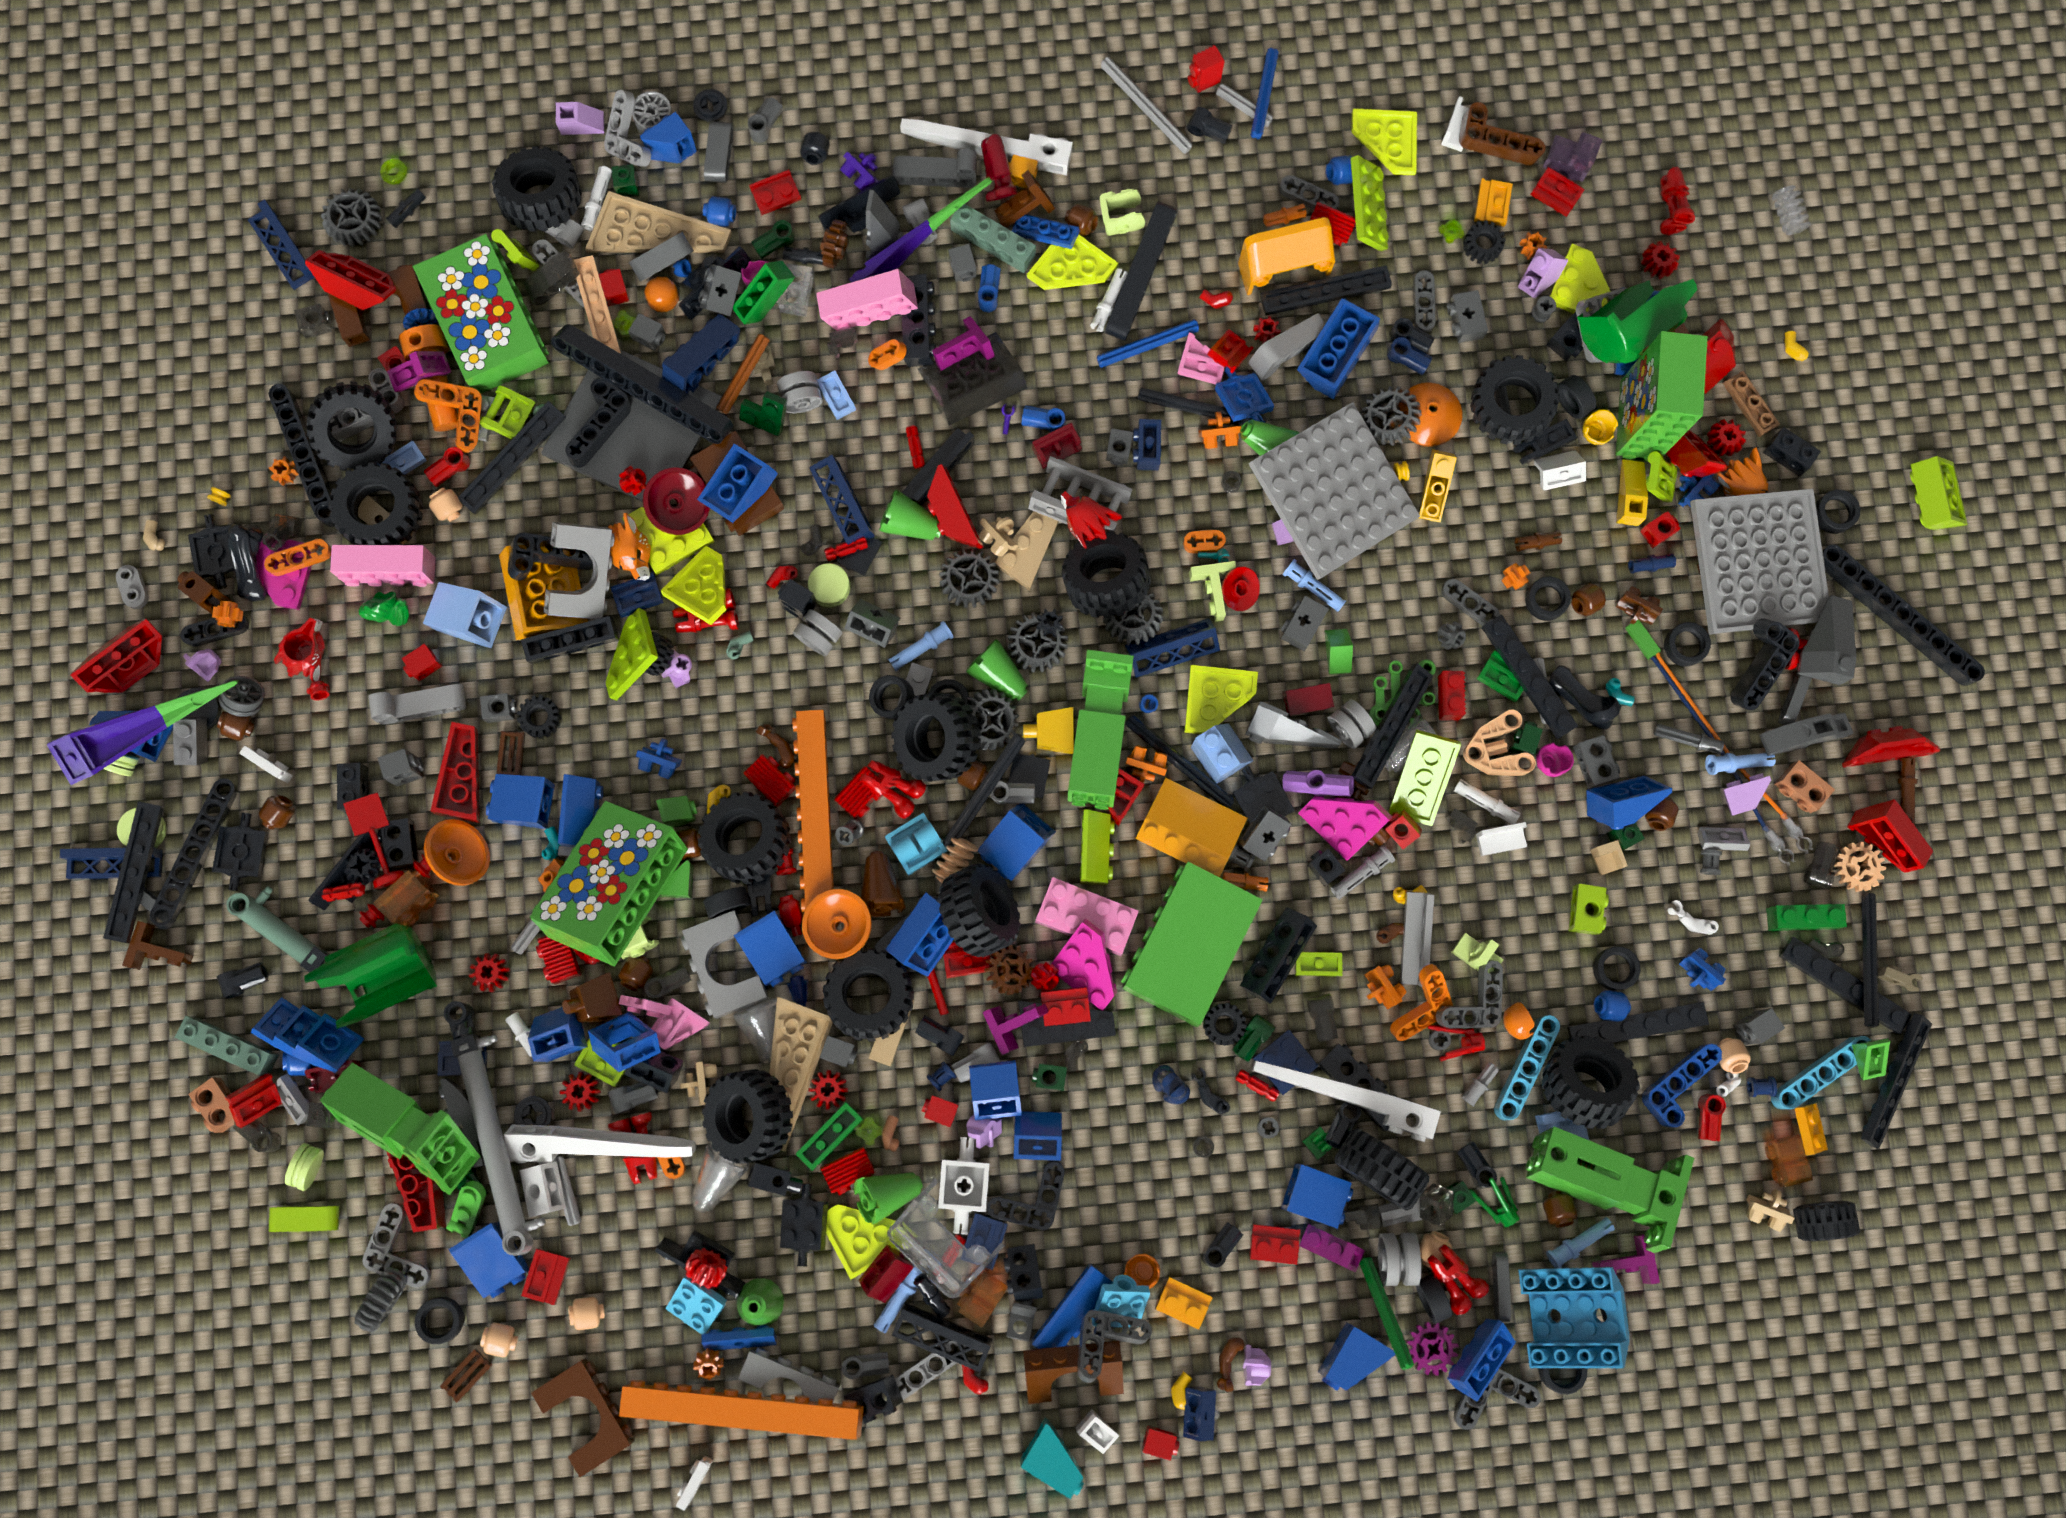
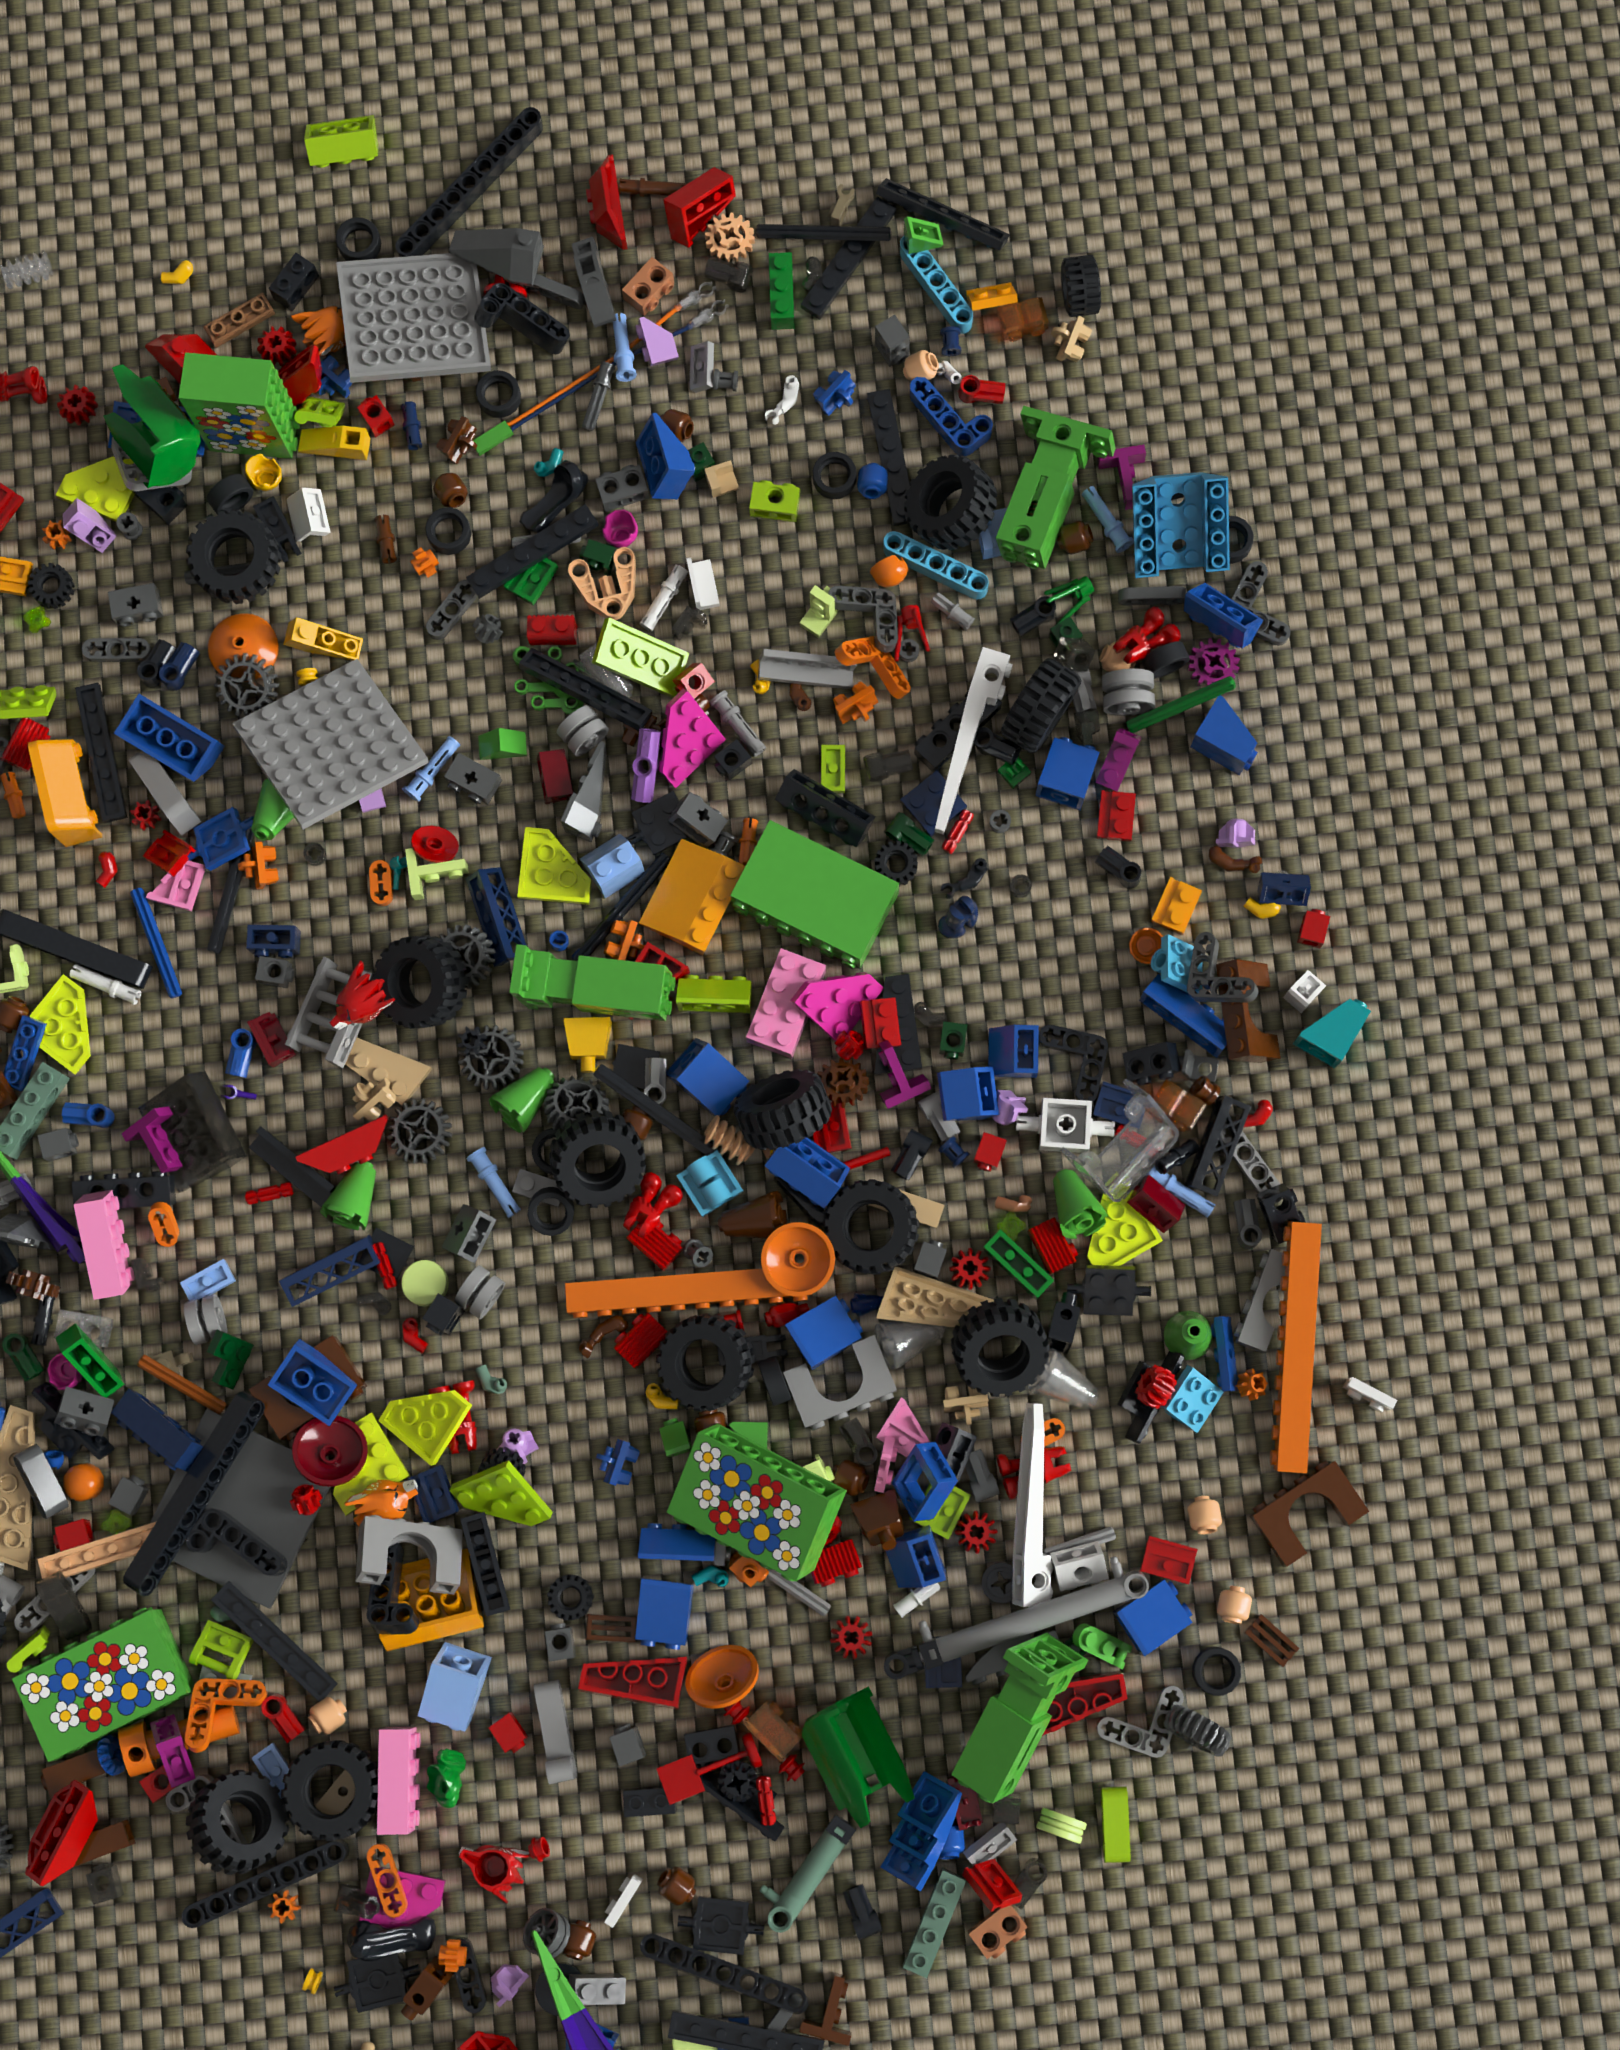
camera: 80 degrees left, 0 degrees up
(997, 1326) = (1205, 1090): none -> reddish brown wheel

